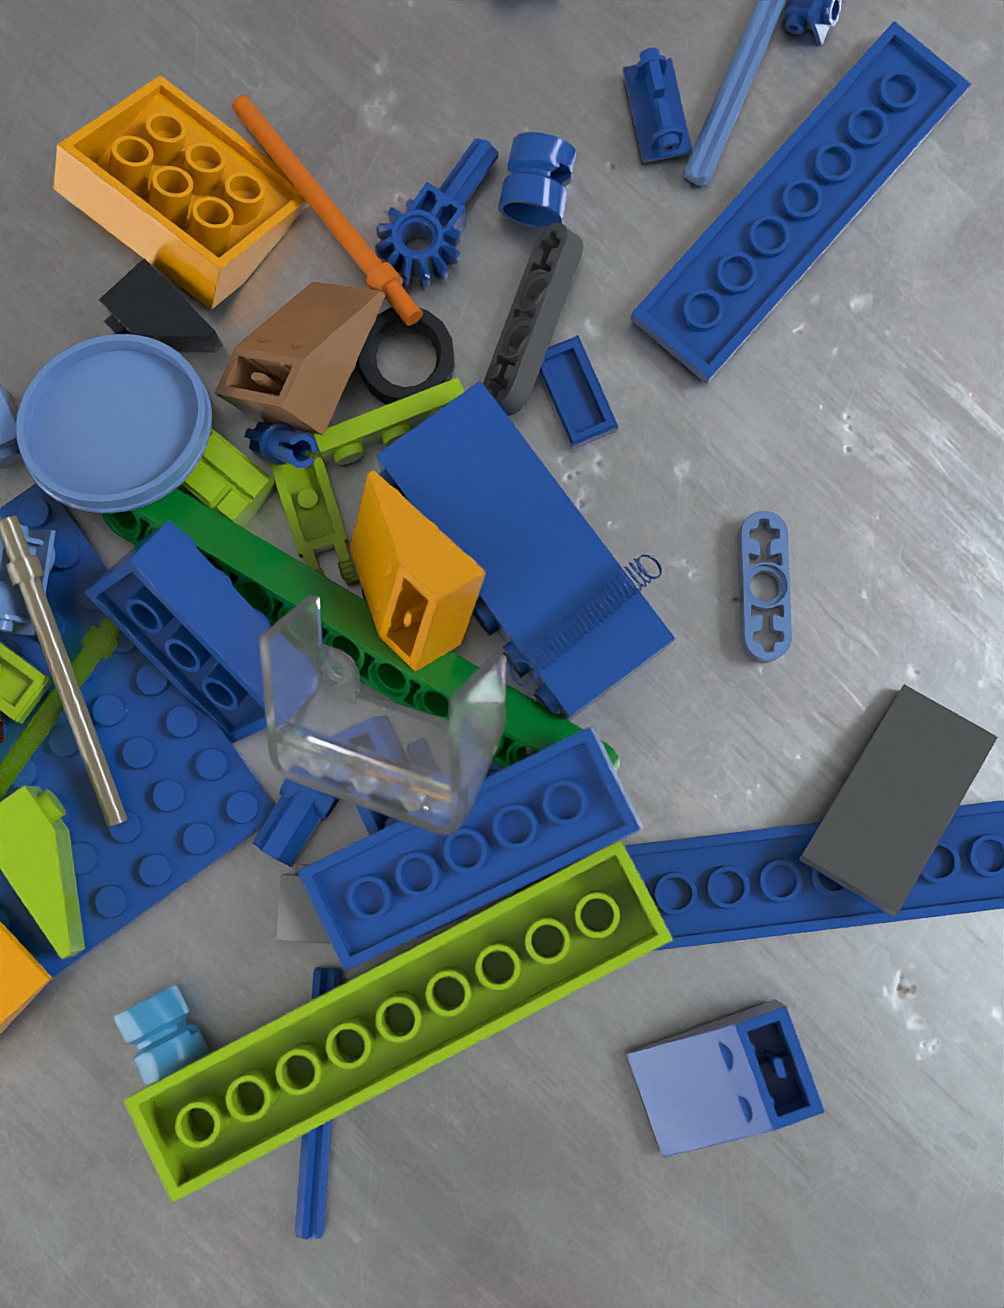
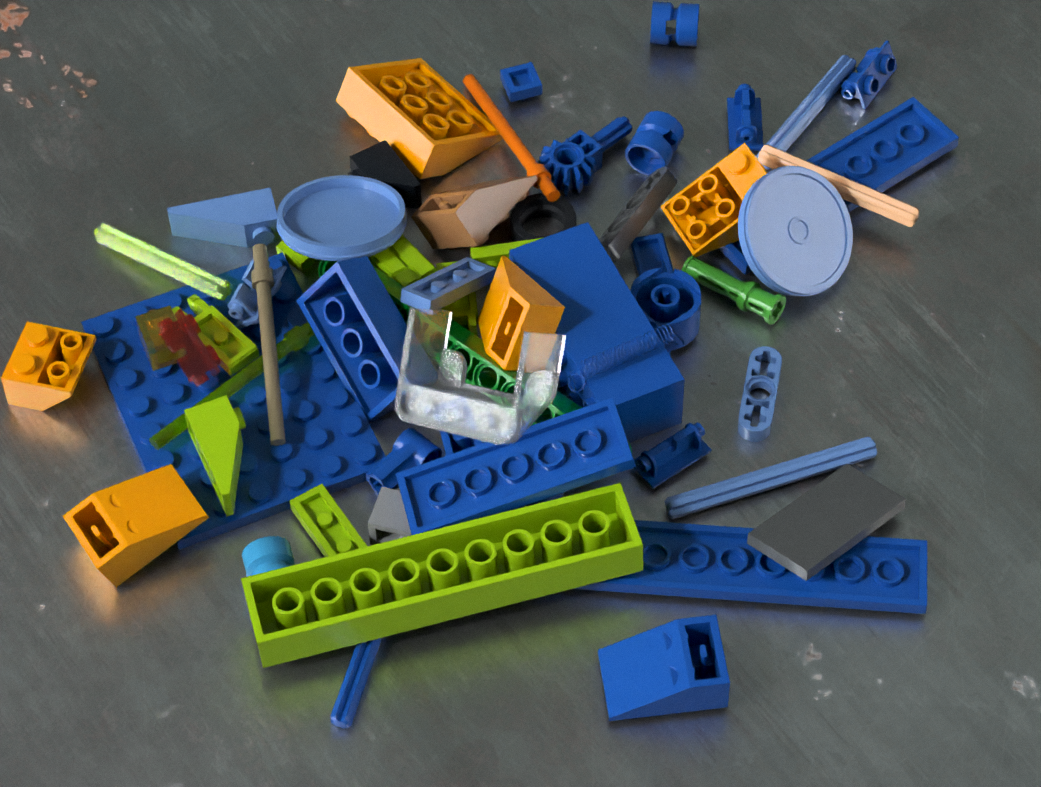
camera: 15 degrees right, 30 degrees down
(232, 947) = (325, 522): none -> lime plate
(281, 444) = (448, 249): blue axle -> none
(297, 523) = (448, 284): none -> medium blue plate
(318, 96) = (521, 82): none -> blue plate
(606, 453) = (670, 300): none -> blue brick
(662, 717) = (672, 455): none -> blue hinge
(665, 282) = (710, 206): none -> light orange slope
(718, 425) = (745, 294): none -> bright green pin
(775, 319) = (795, 231): none -> medium blue brick
(804, 726) = (770, 477): none -> medium blue axle
(817, 213) = (847, 188): none -> light nougat axle

